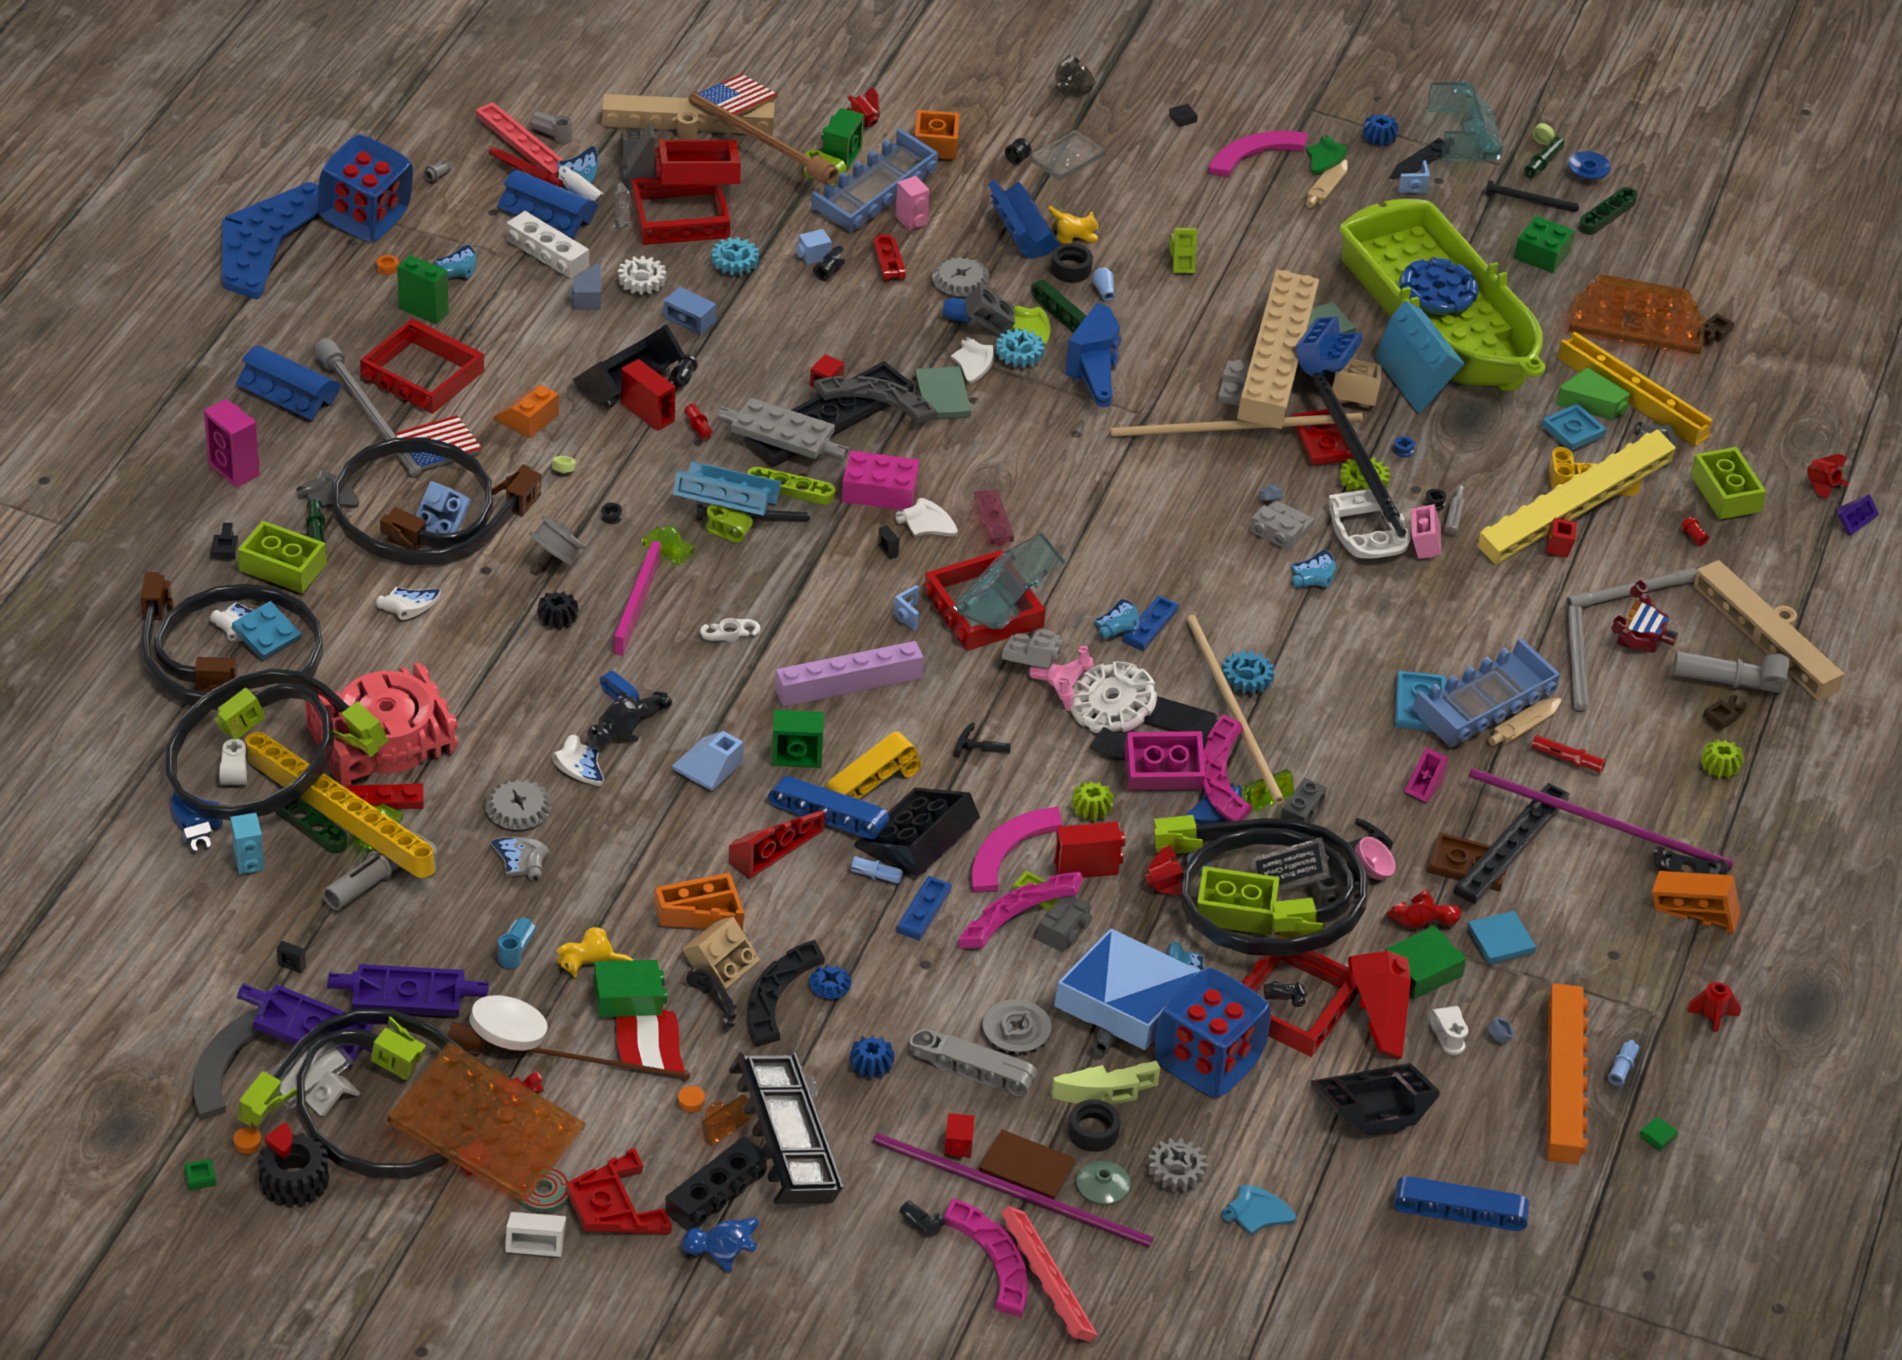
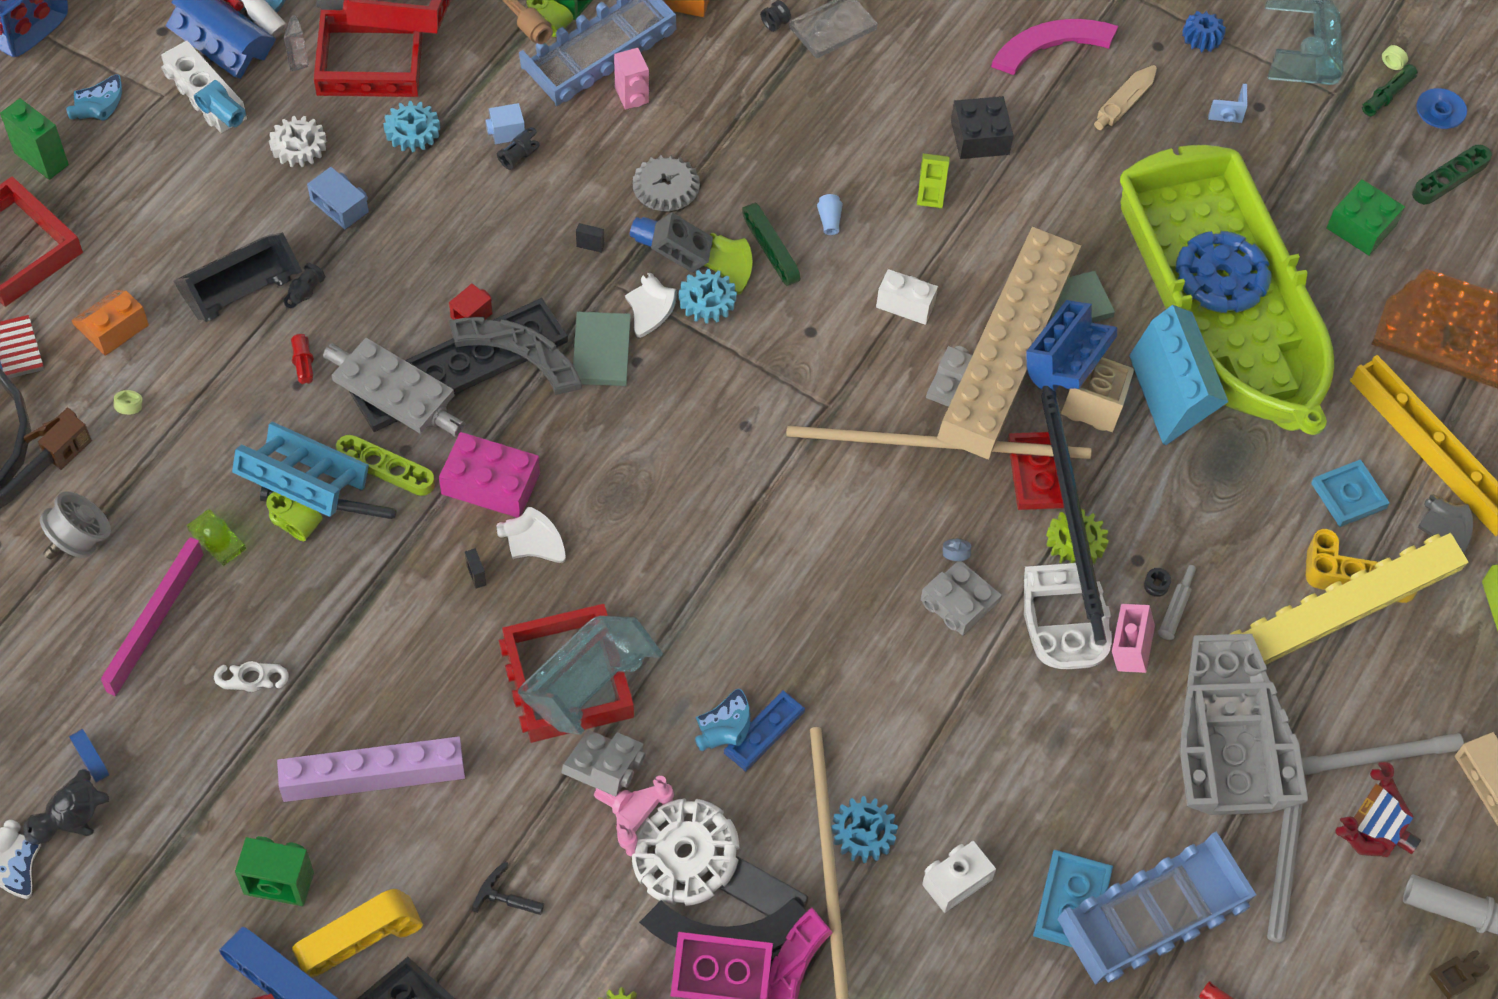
camera: 10 degrees right, 15 degrees up
(387, 265) = (19, 89): orange tile -> none
(557, 609) = (52, 622): black gear -> none
(568, 246) = (216, 100): none -> dark azure piece
(587, 289) = (230, 153): sand blue slope -> none
(607, 509) = (163, 488): black bush -> none
(648, 394) = (248, 318): red brick -> none
(655, 702) = (120, 784): black arm -> none
(711, 759) = (163, 885): light blue slope -> none
(889, 257) = (588, 146): red plate -> none
(905, 611) = (463, 668): light blue bracket -> none
(910, 318) = (590, 237): none -> black tile
(994, 516) = (612, 531): clear pink tile -> none
(1023, 220) = (757, 113): blue brick -> none
(1073, 227) = (810, 129): yellow animal -> none
(1075, 252) = (804, 164): black tyre -> none
(1094, 352) = (788, 318): blue slope -> none
(1184, 332) = (906, 296): none -> white brick
(1214, 212) = (982, 127): none -> black brick
(1315, 571) = (985, 674): dark azure arm -> none
(1326, 154) = (1133, 57): green arm -> none
(1329, 692) = (958, 875): none -> white brick
(1406, 451) = (1128, 495): blue bush -> none
(1414, 162) = (1241, 75): black piece -> none
(1521, 580) = (1235, 733): none -> light grey wedge
(1524, 721) = (1199, 951): tan piece -> none
(1530, 197) = (1363, 144): black bar -> none
(1561, 537) = (1300, 668): red brick -> none
(1594, 395) = (1383, 448): bright green slope -> none
(1691, 527) = (1472, 673): red pin -> none

